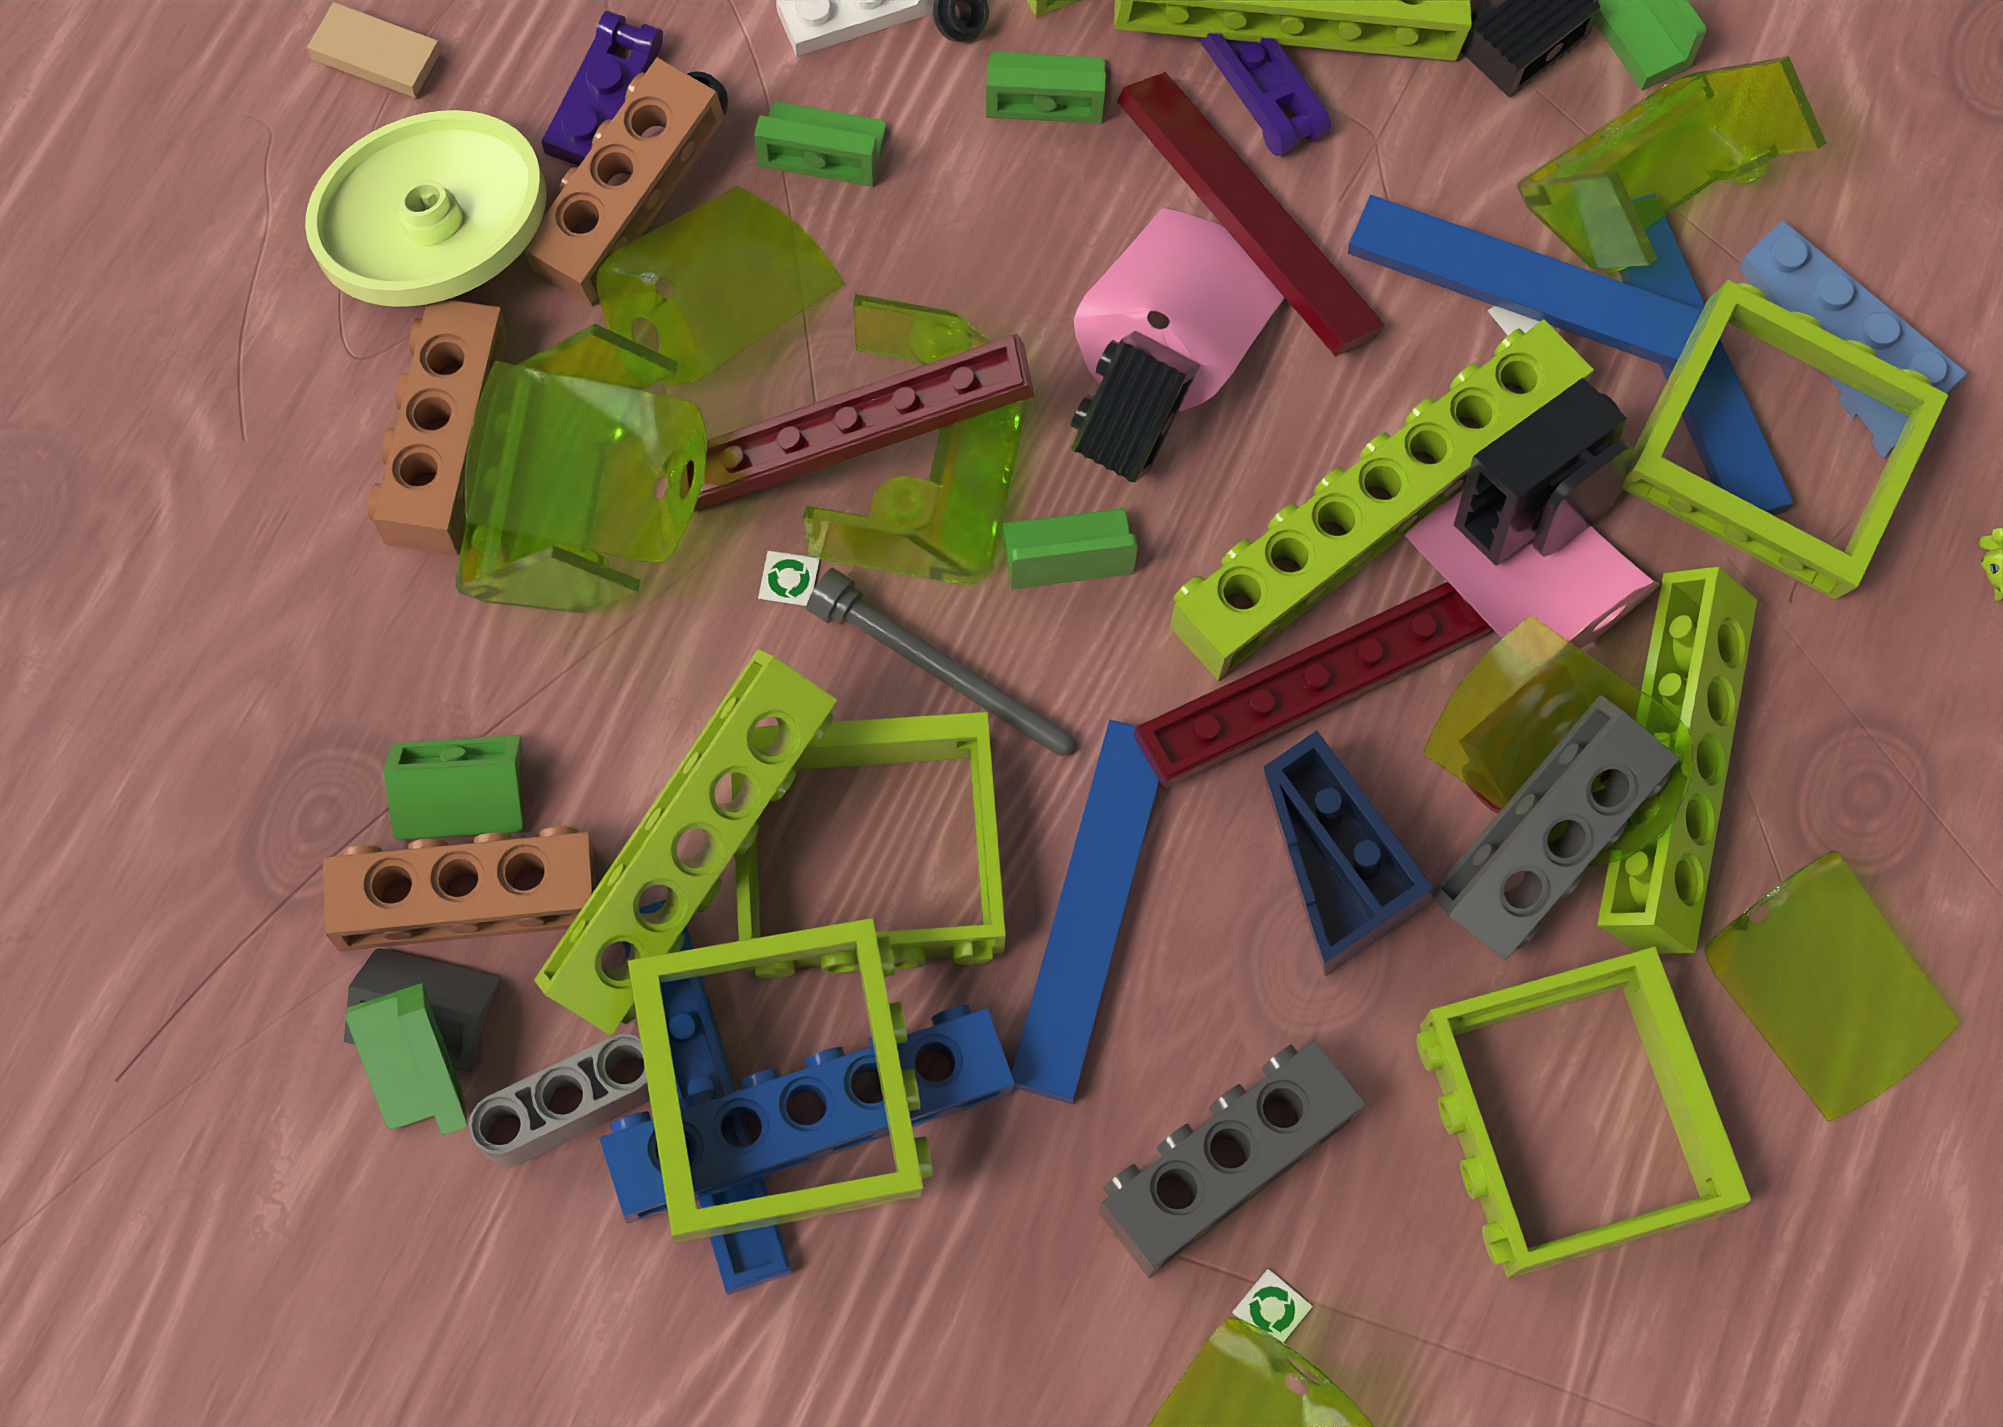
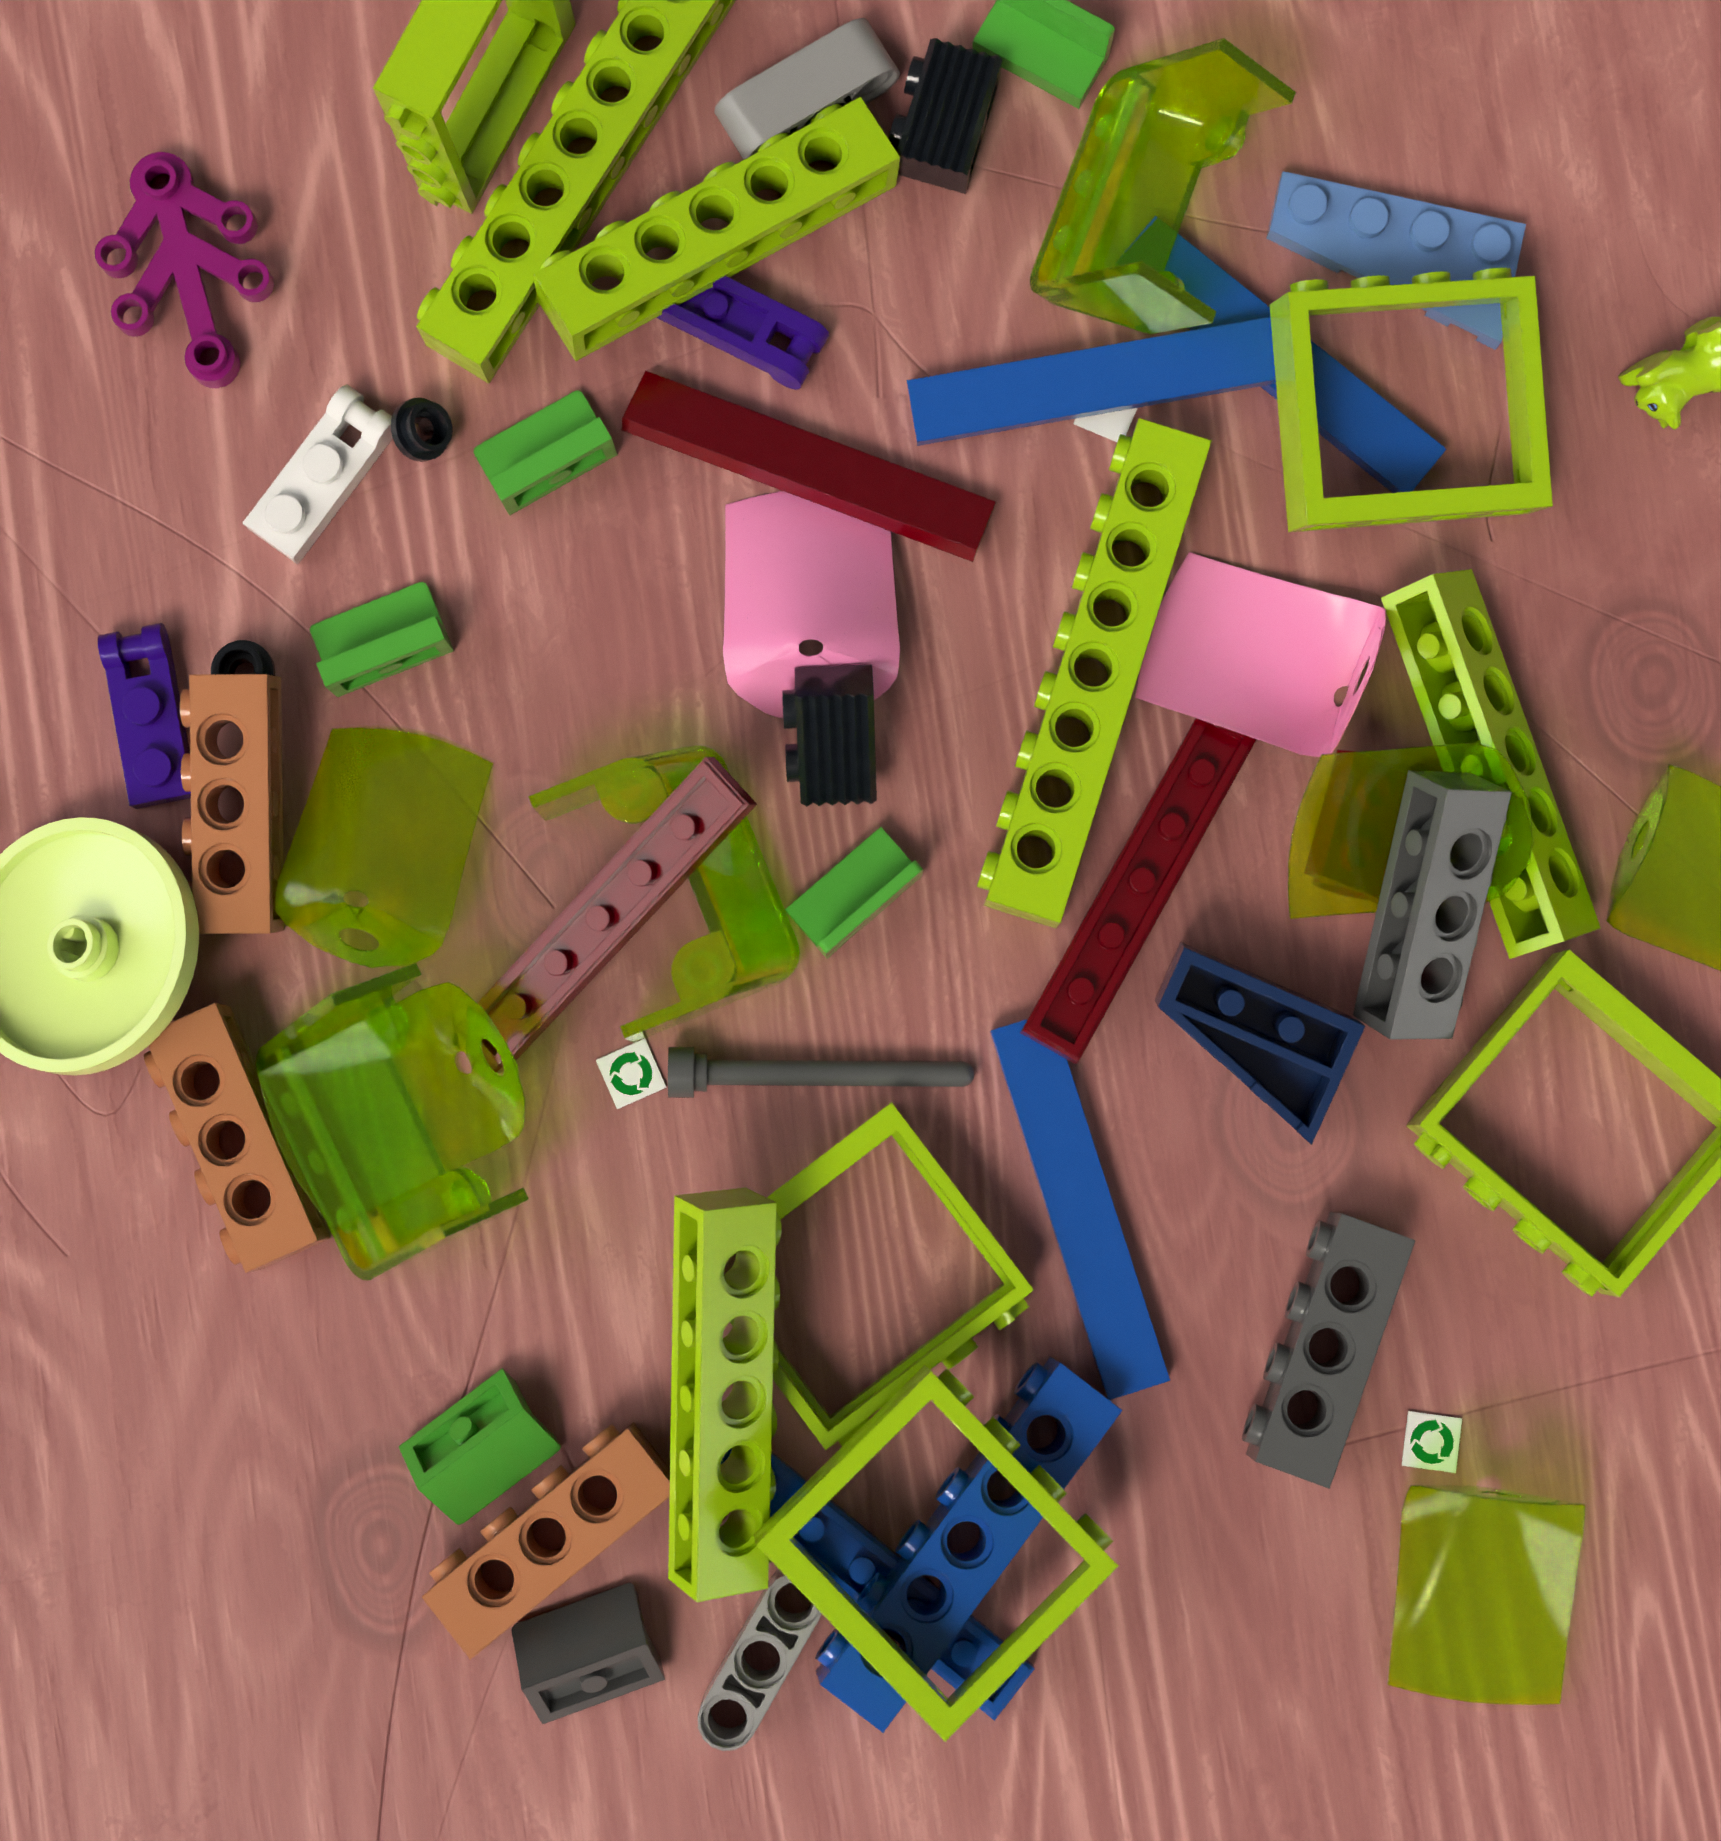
camera: 30 degrees left, 15 degrees up
(407, 1060) = (614, 1713): bright green panel -> none
(1546, 476) = (1233, 572): black brick -> none

